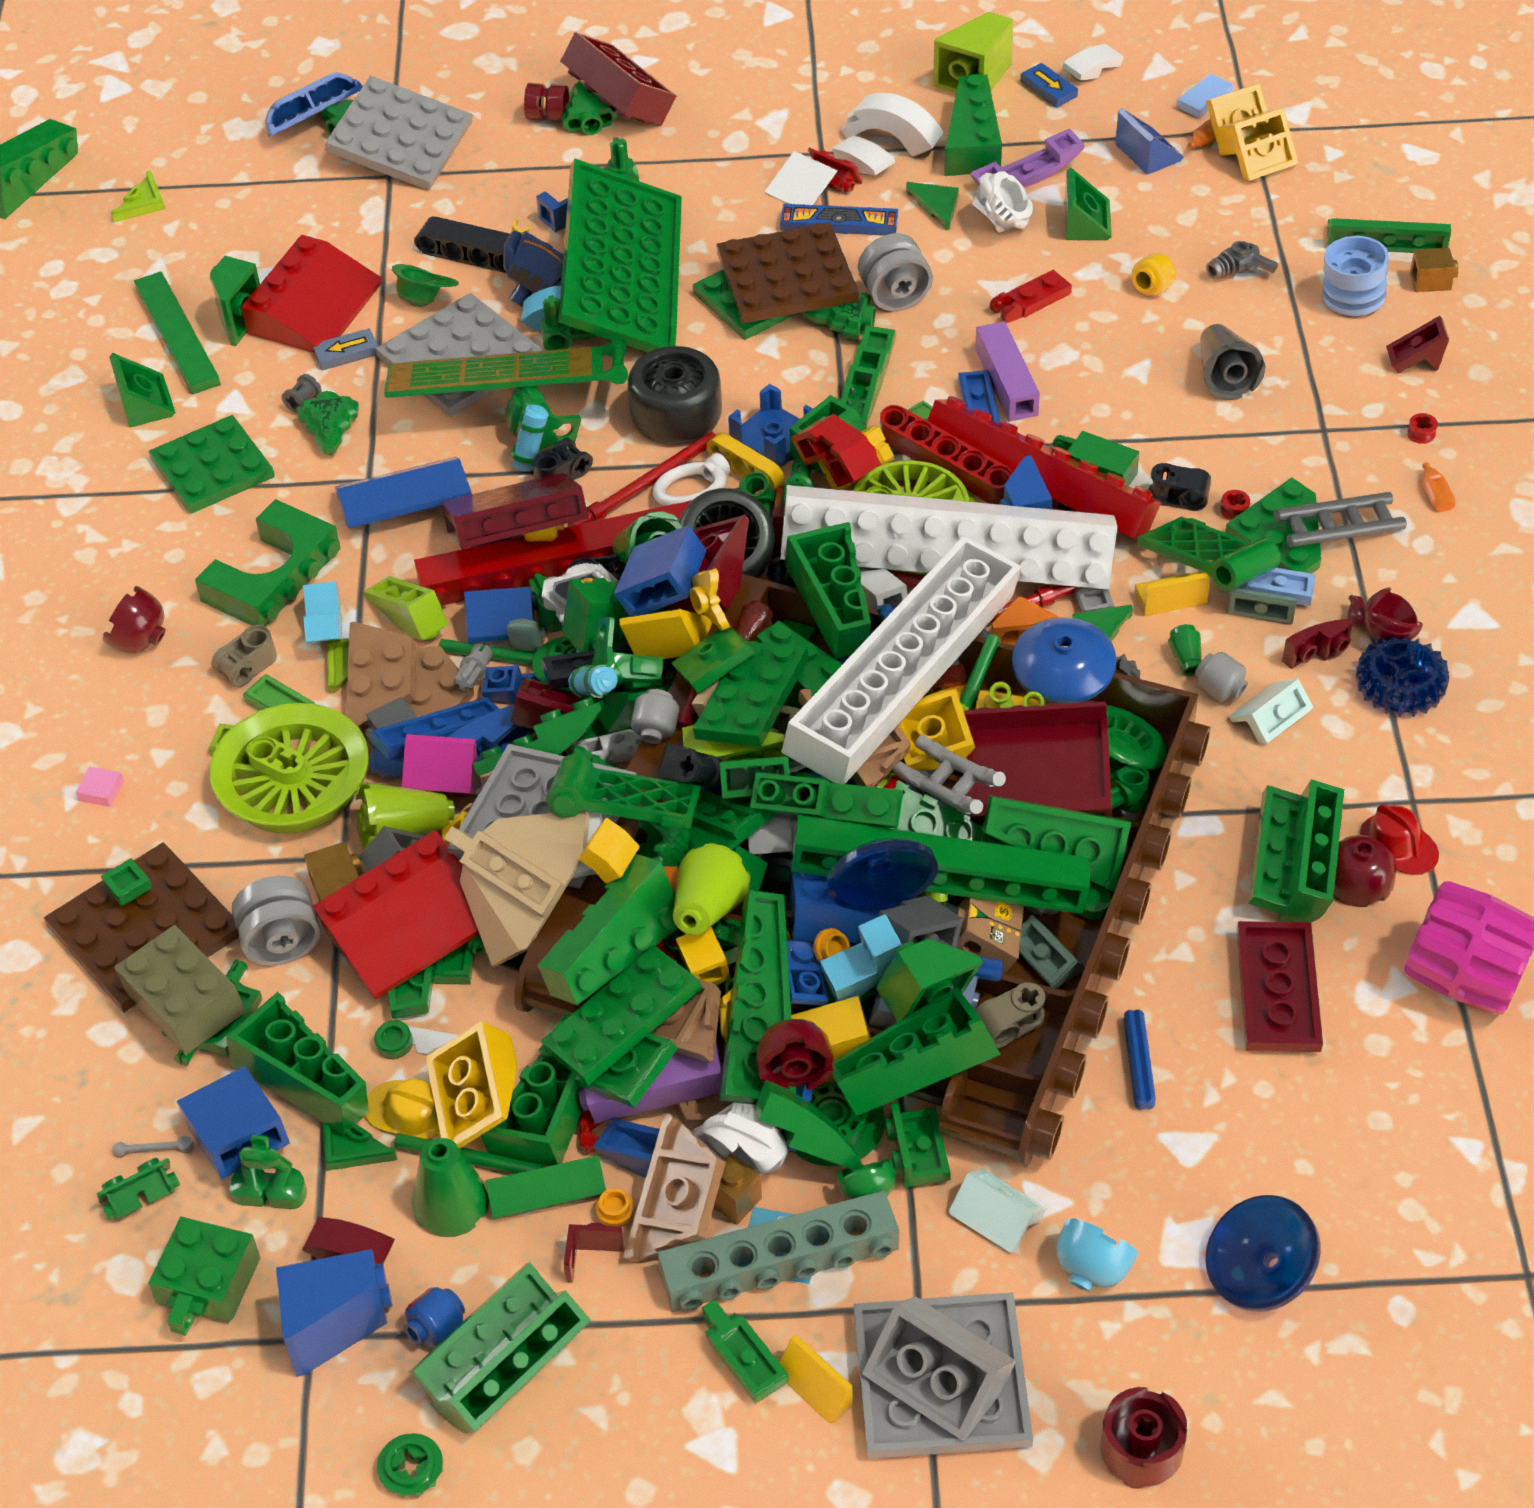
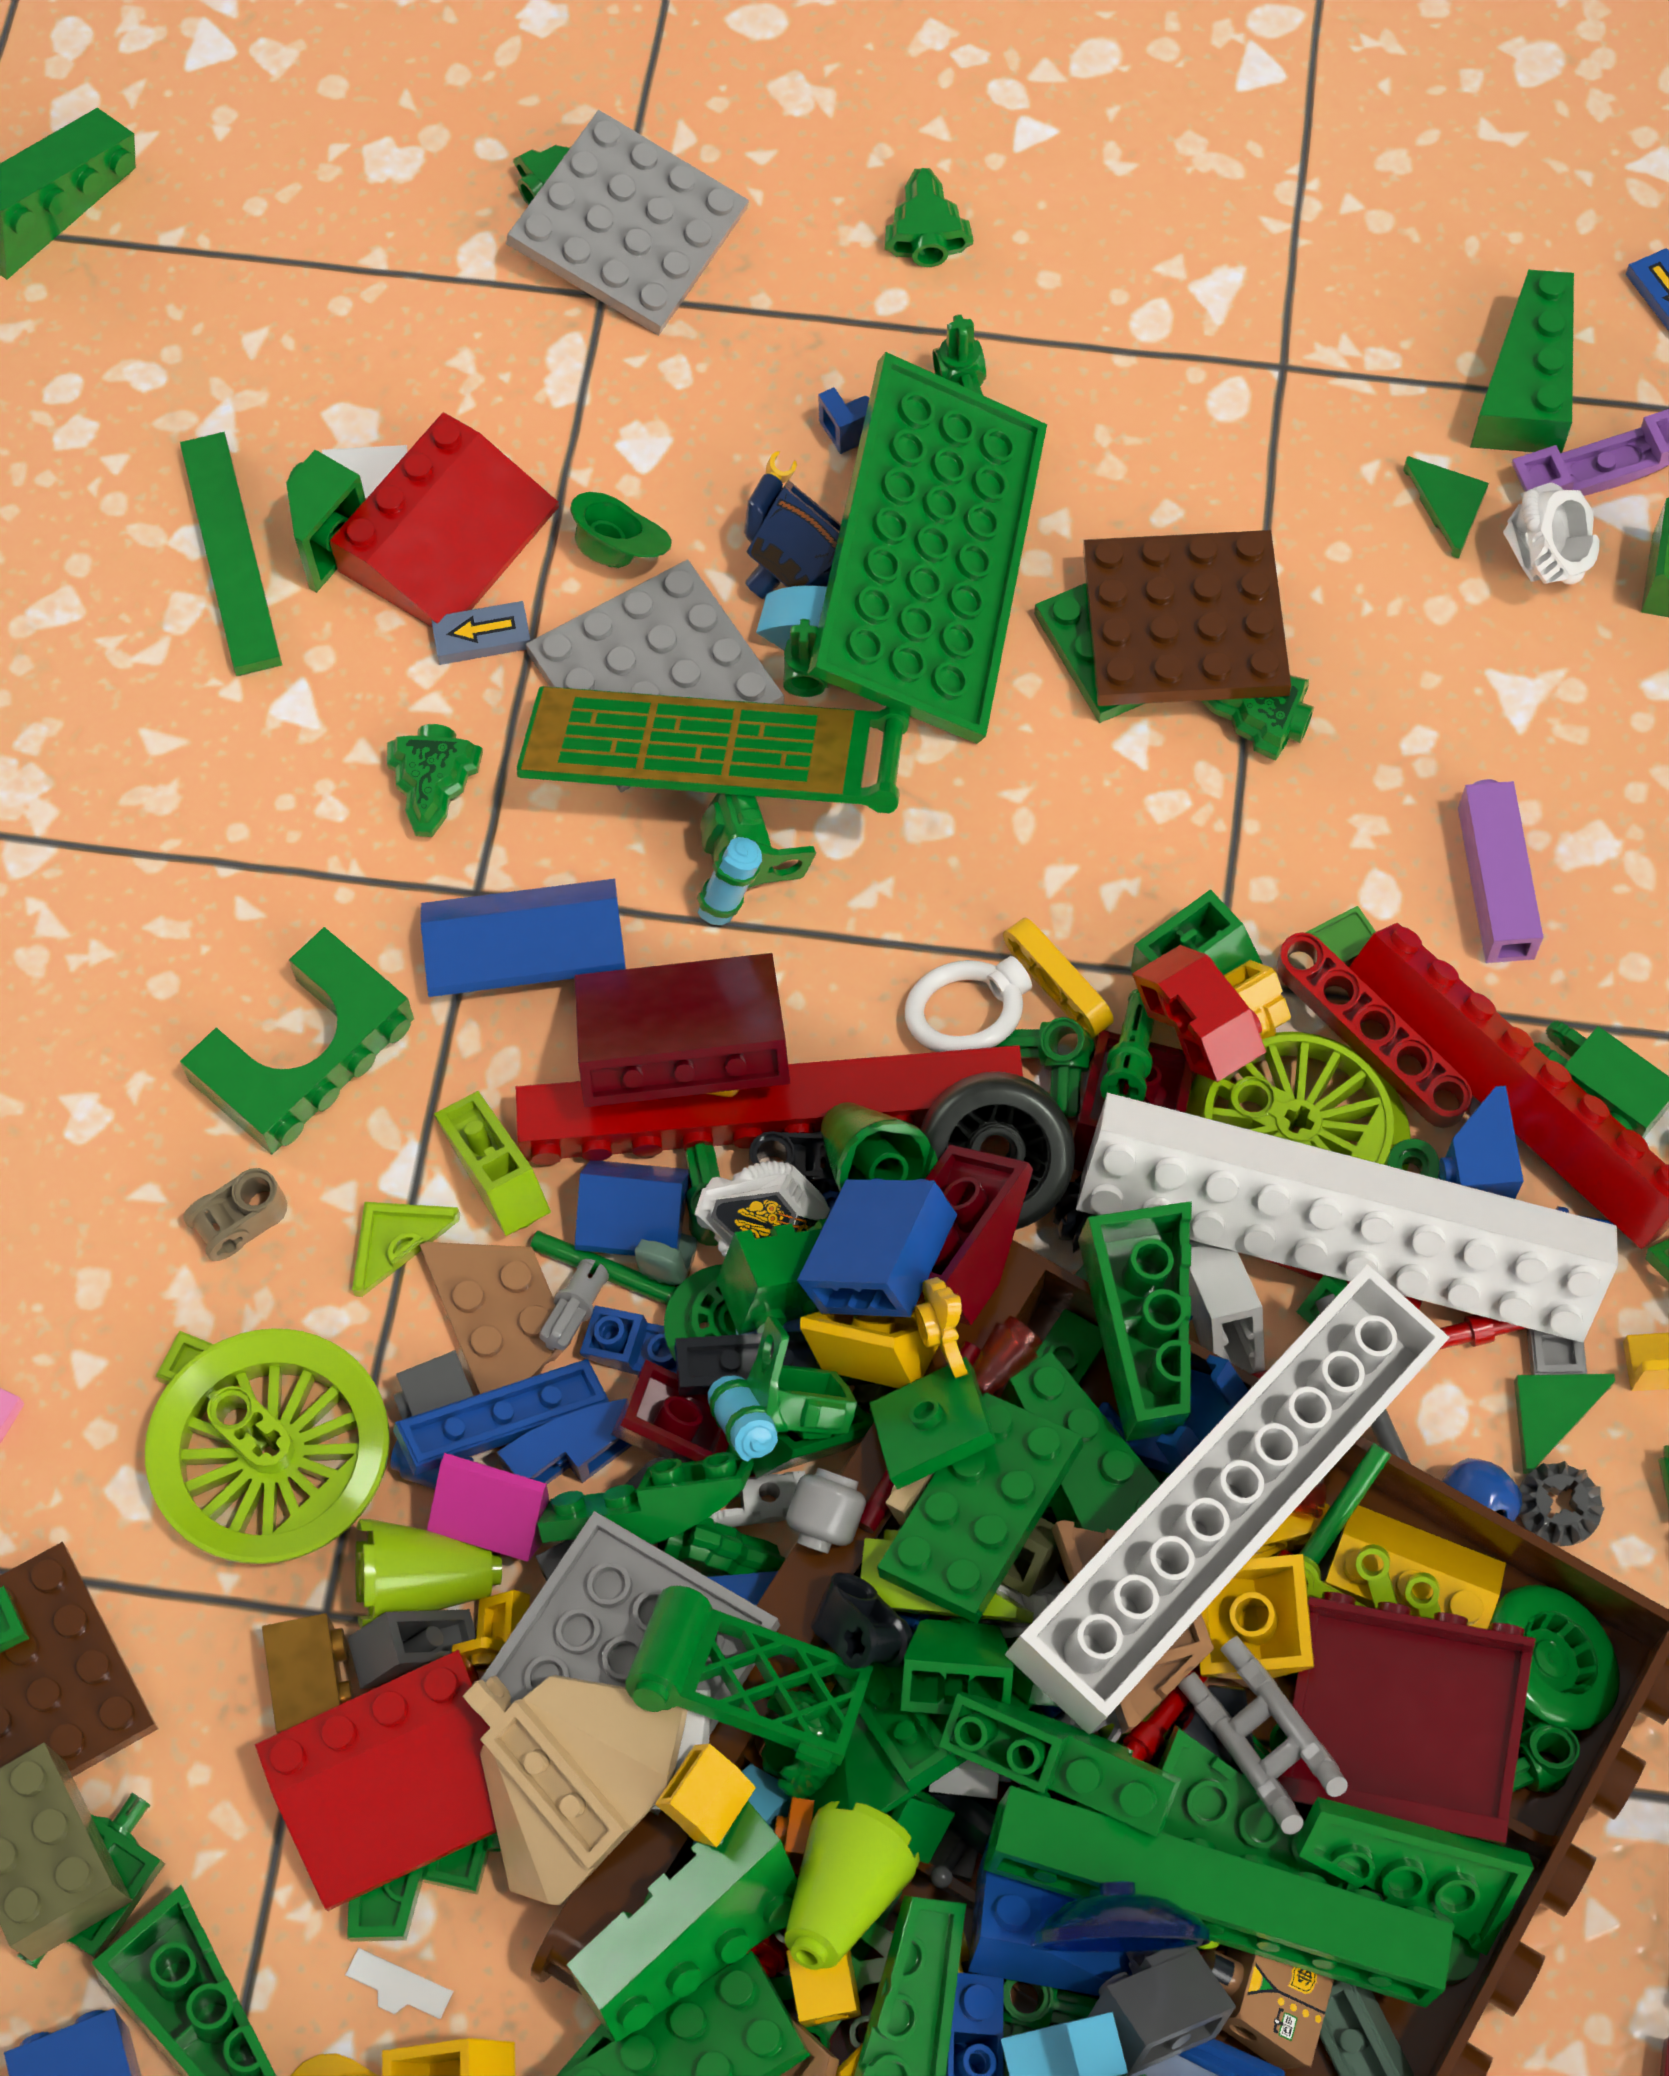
camera: 10 degrees right, 15 degrees up
(136, 622) = (83, 1123): dark red cylinder -> none
(140, 200) = (216, 280): lime tile -> none
(141, 391) = (158, 666): green slope -> none
(211, 464) = (244, 822): green plate -> none
(271, 692) = (273, 1296): bright green tile -> none
(275, 920) = (199, 1746): light grey wheel -> none
(301, 392) = (399, 713): dark grey bush -> none
(309, 101) = (498, 141): blue brick -> none
(323, 612) = (364, 1159): medium azure brick -> none
(378, 670) = (429, 1291): medium nougat wing -> none
(393, 1039) = (346, 1981): green tile -> none
(462, 243) = (699, 460): black beam -> none
(556, 98) = (877, 209): dark red wheel -> none
(561, 459) = (777, 922): black piece -> none
(599, 510) = (814, 1027): red bar -> none
(617, 79) = (984, 180): dark red brick -> none
(675, 395) = (969, 833): pearl dark grey wheel -> none
(768, 428) = (1105, 919): blue panel -> none
(800, 180) = (1239, 425): white sticker -> none
(829, 943) = (1024, 2002): light orange plate -> none
(843, 218) = (1288, 510): tile -> none
(847, 171) = (1306, 422): red hinge -> none
(865, 154) = (1350, 388): white slope -> none
(868, 370) = (1277, 836): green slope -> none
(895, 272) = (1356, 651): light grey wheel -> none
(898, 116) = (1413, 333): white arch -> none
(974, 48) = (1560, 221): lime slope -> none
(978, 392) = (1447, 912): blue tile -> none
(1017, 619) = (1444, 1389): orange slope -> none
(1031, 296) = (1566, 721): red hinge -> none
(1060, 672) = (1477, 1548): blue dish -> none

